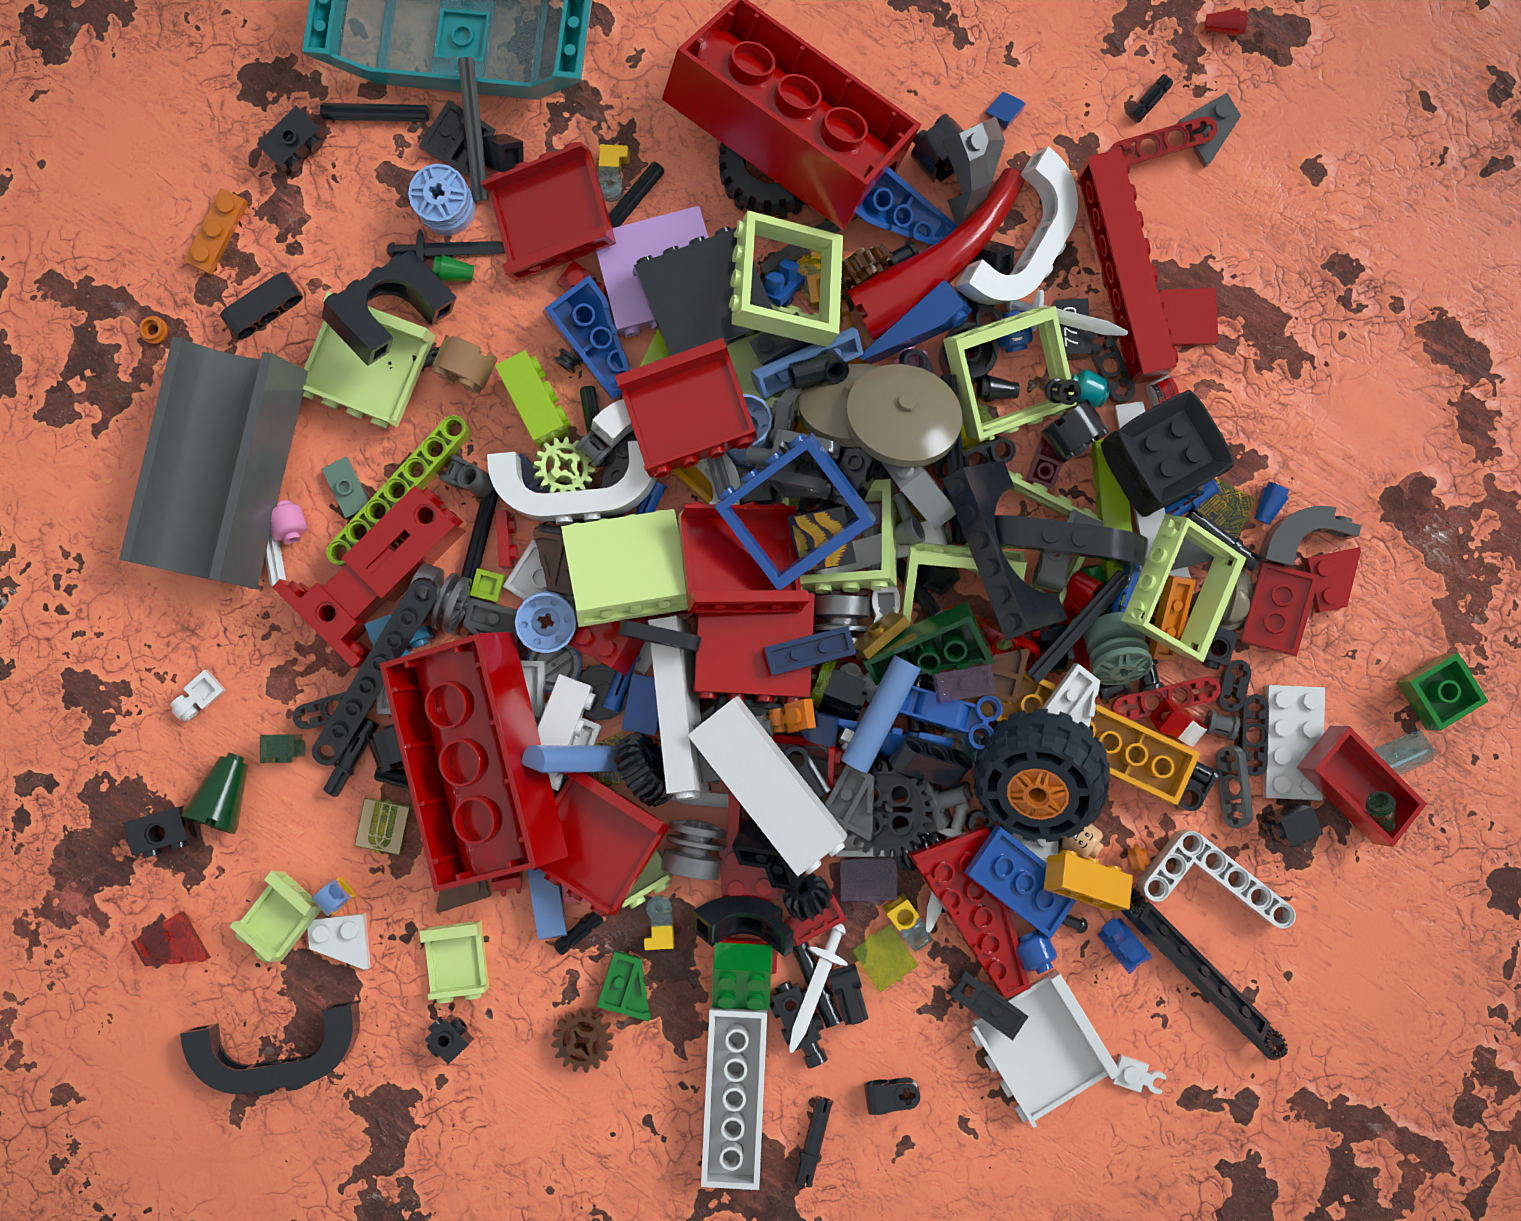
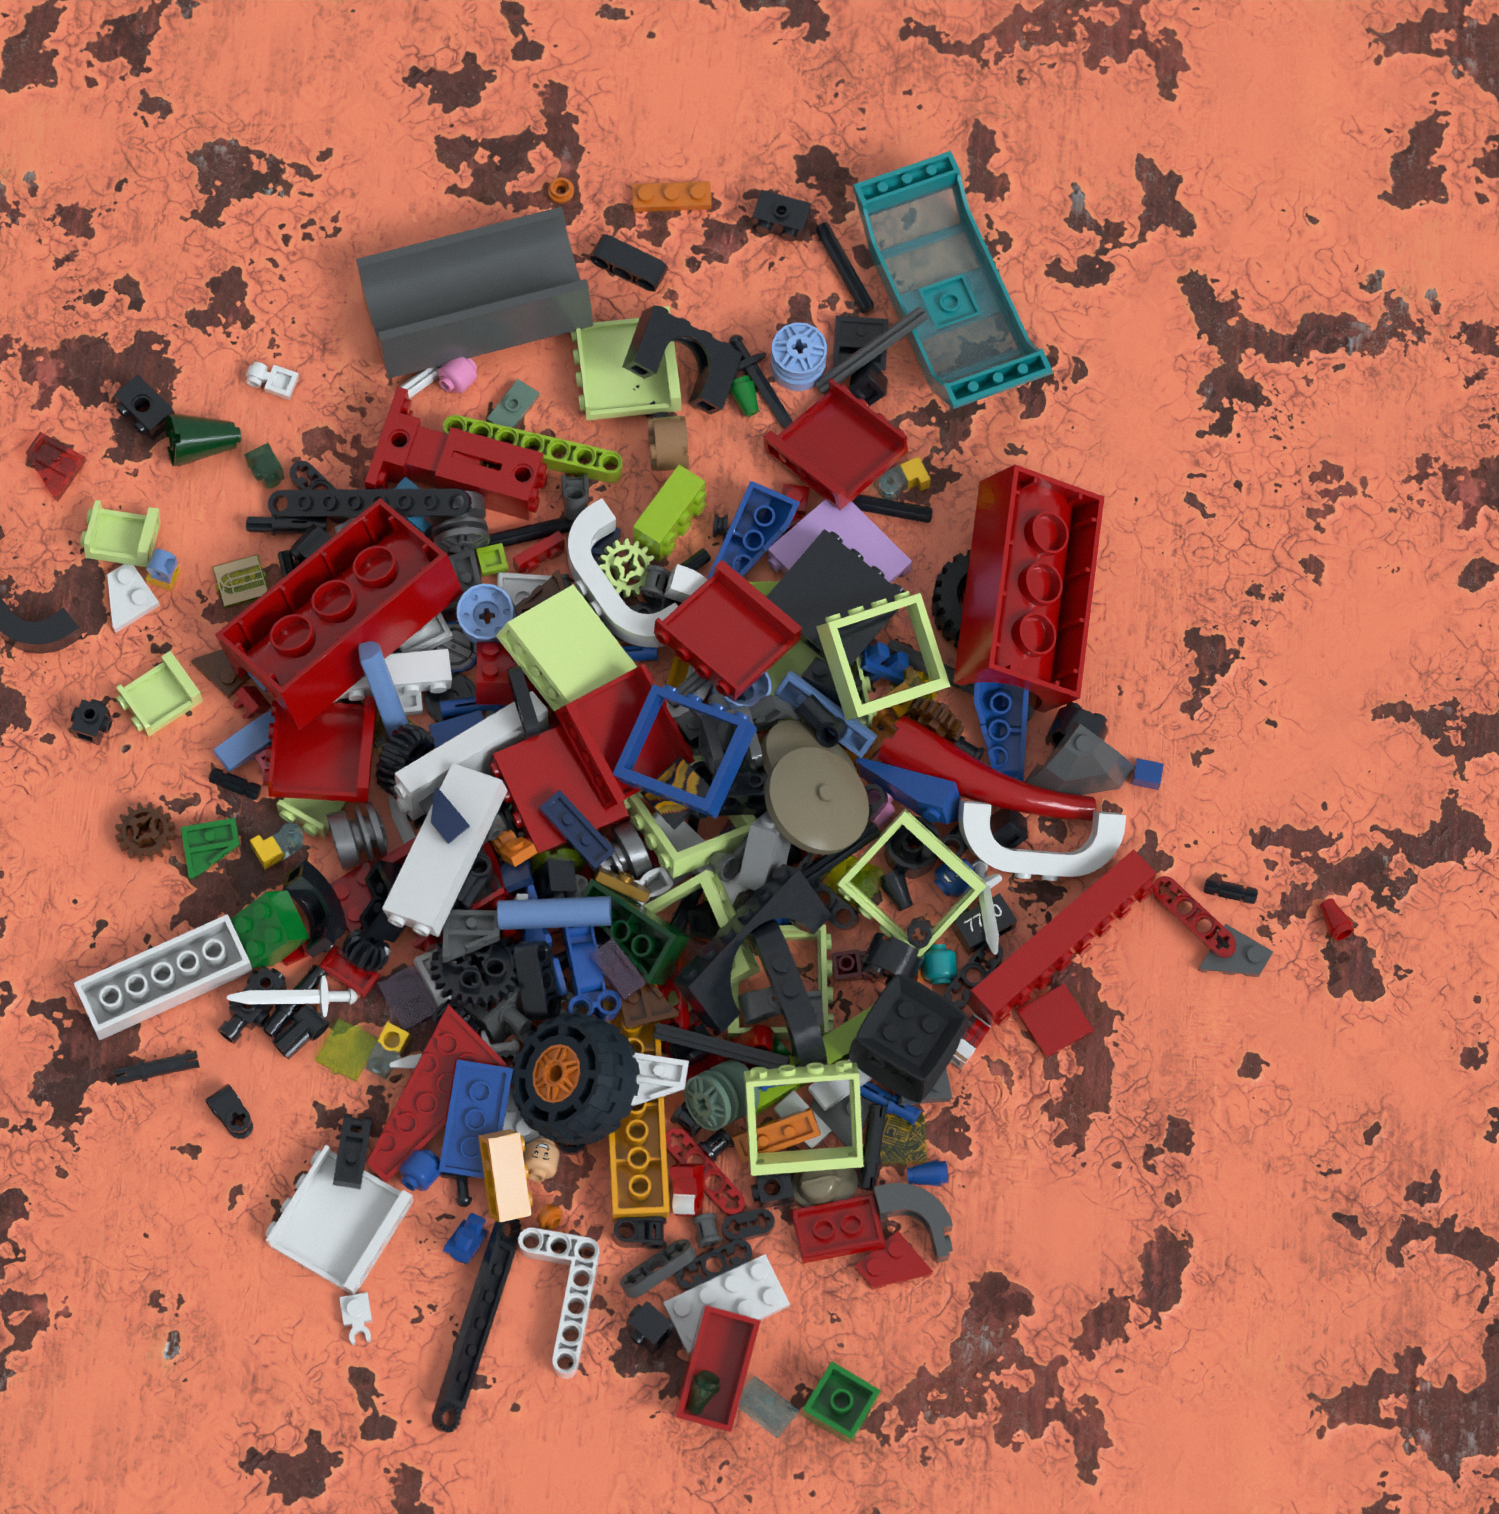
camera: 55 degrees right, 15 degrees down
(745, 771) = (446, 818): none -> dark blue slope

